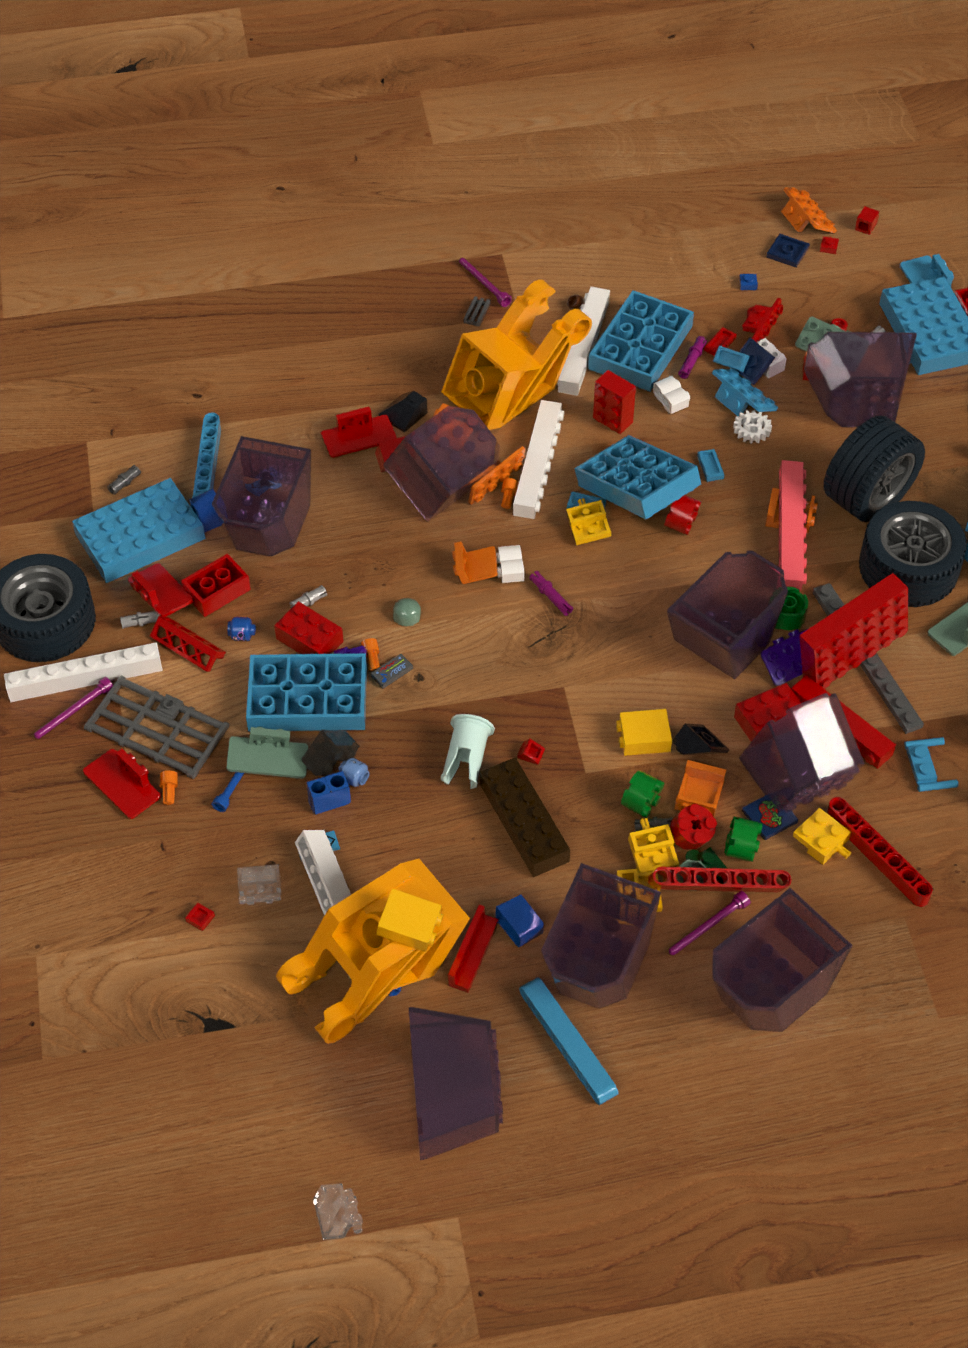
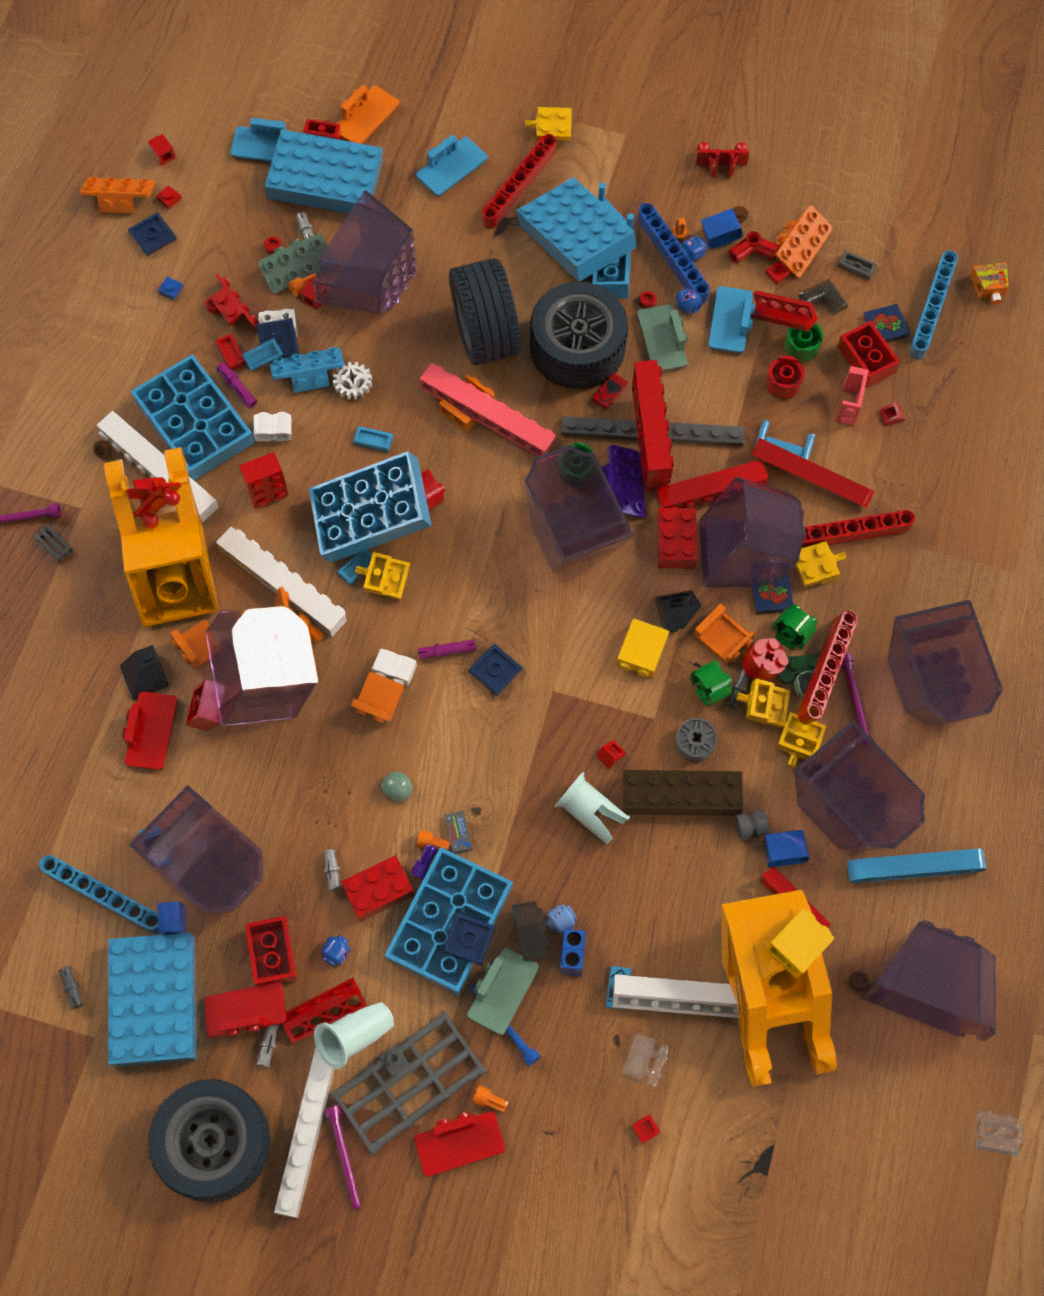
camera: 65 degrees left, 15 degrees up
(174, 659) = (352, 1034): none -> light aqua piece
(294, 705) = (469, 939): none -> dark blue tile
(525, 883) = (751, 824): none -> dark grey wheel
(539, 321) = (153, 495): none -> red piece
(555, 636) = (495, 670): none -> dark blue tile
(582, 808) = (699, 729): none -> dark grey wheel
(914, 794) = (813, 472): none -> red beam

